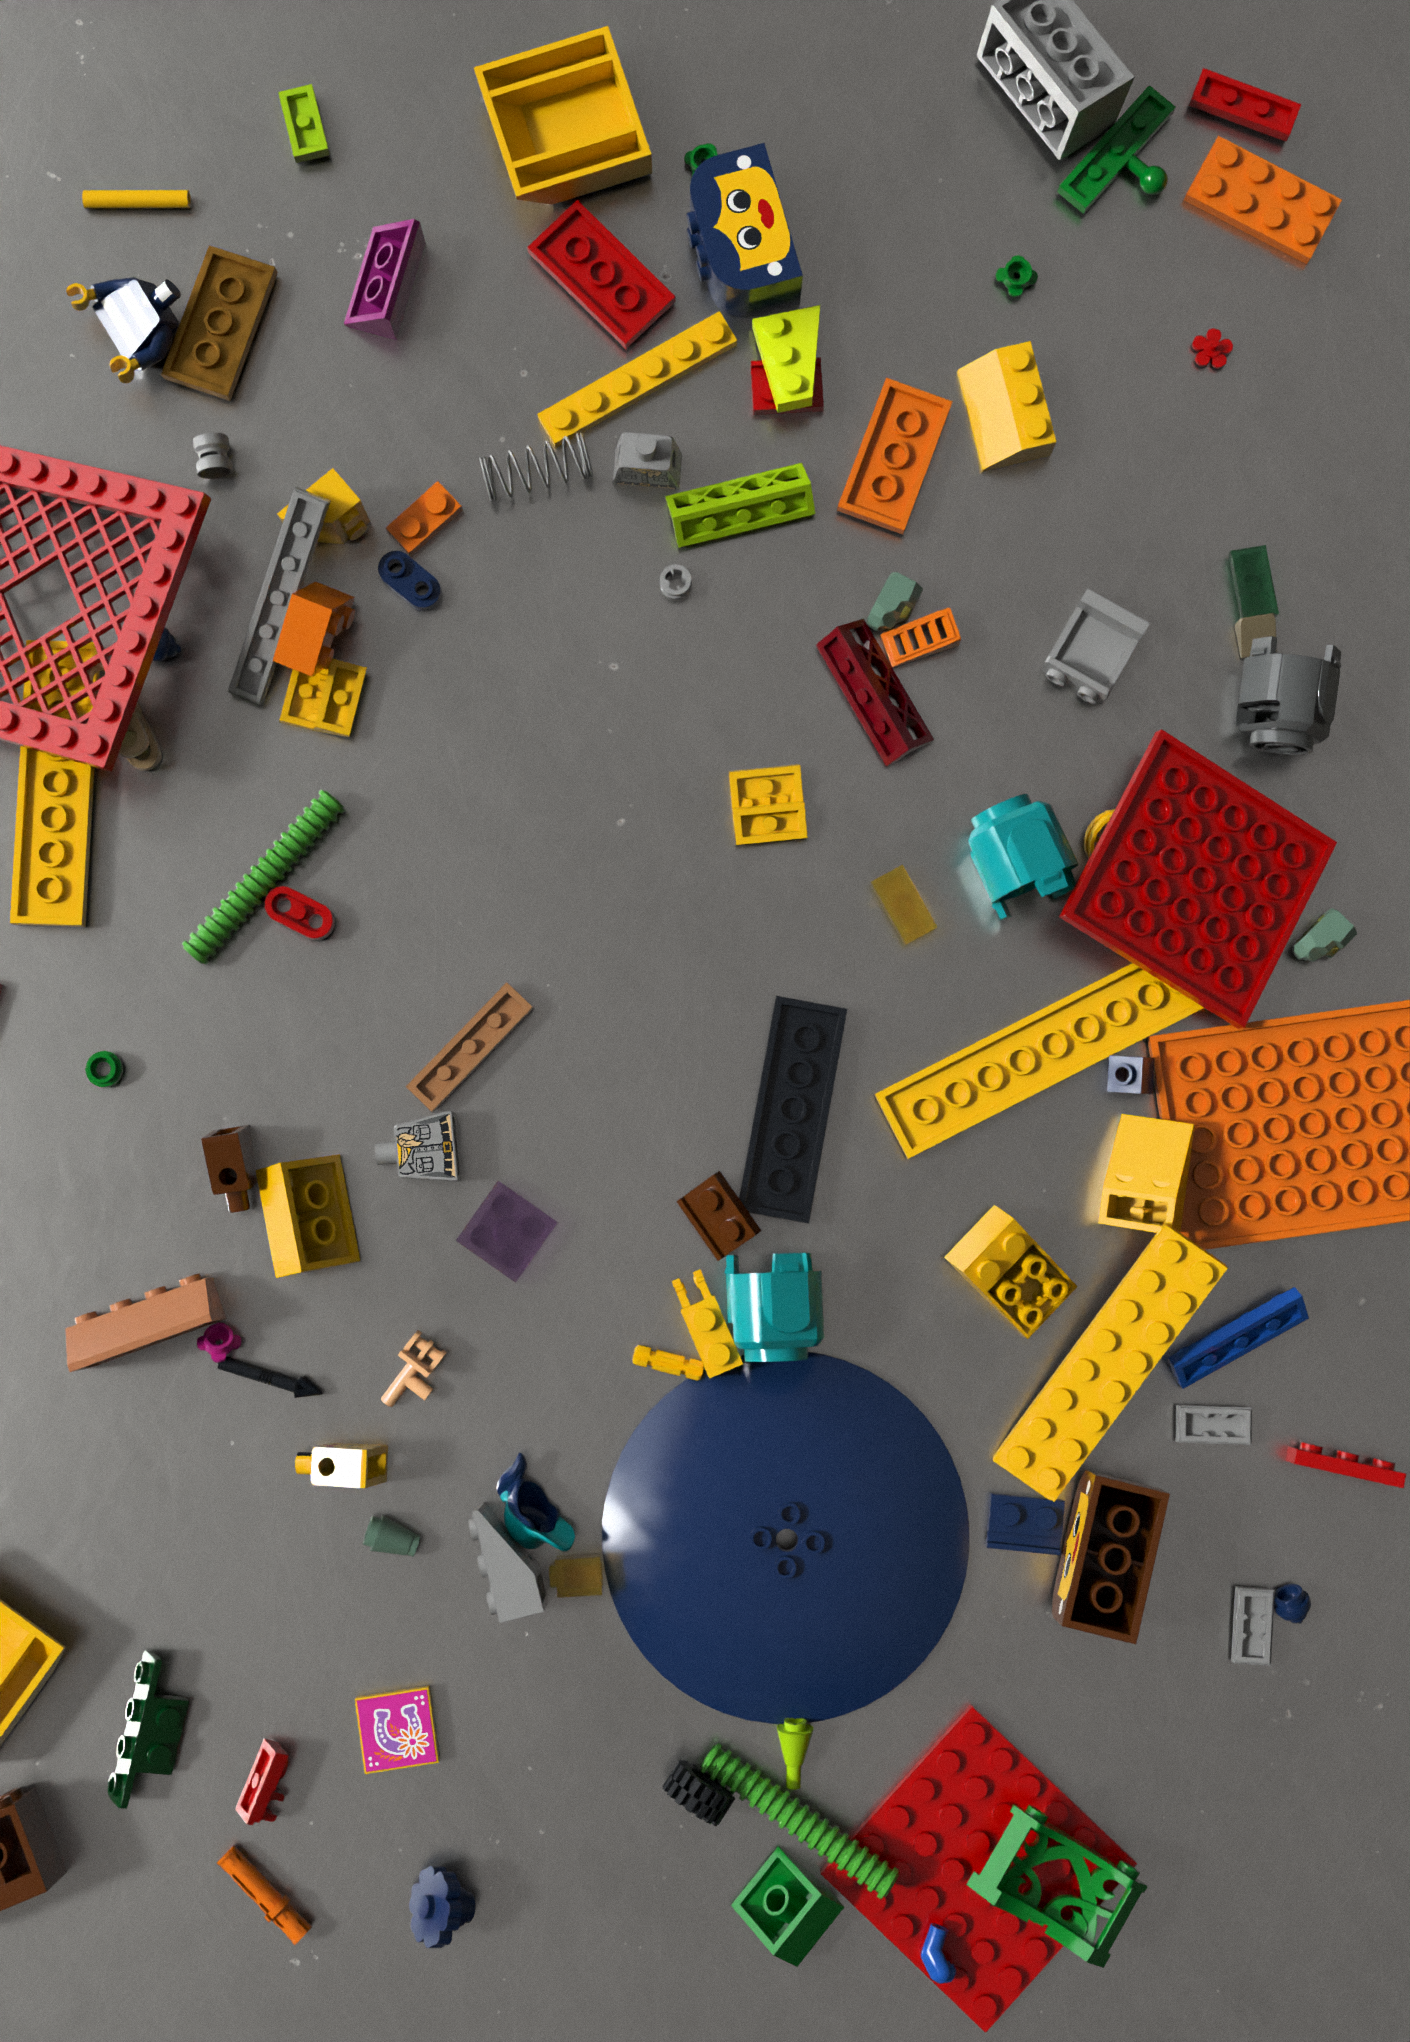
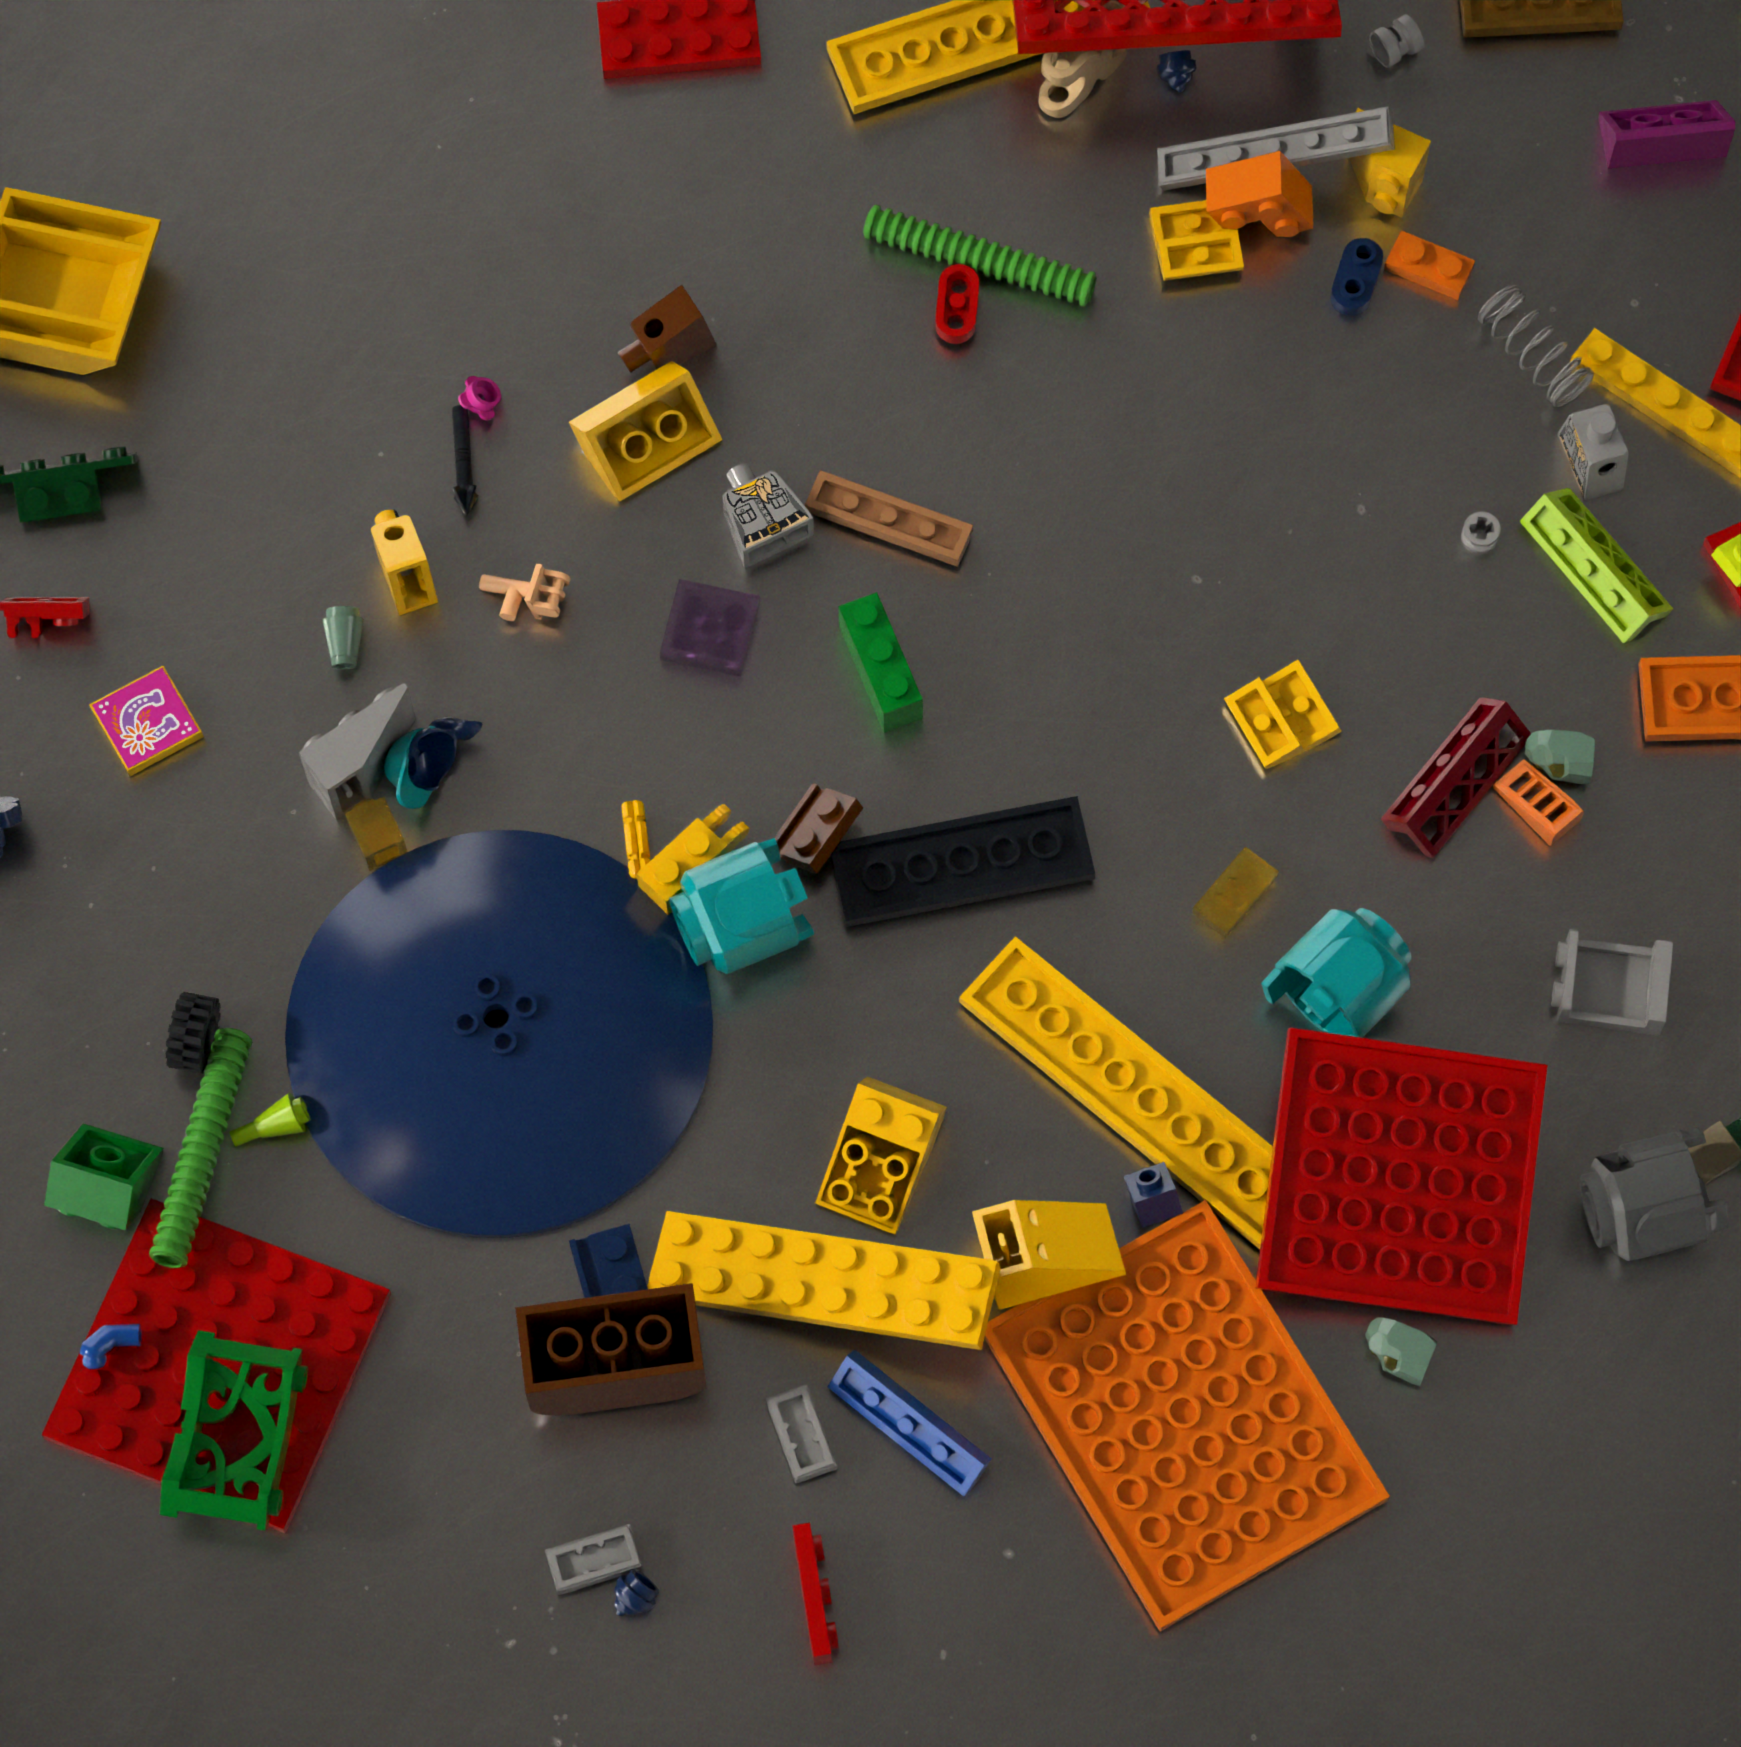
camera: 70 degrees right, 15 degrees down
(93, 1067) = (715, 176): green plate -> none
(144, 1323) = (469, 318): nougat slope -> none
(596, 1105) = (880, 662): none -> green brick

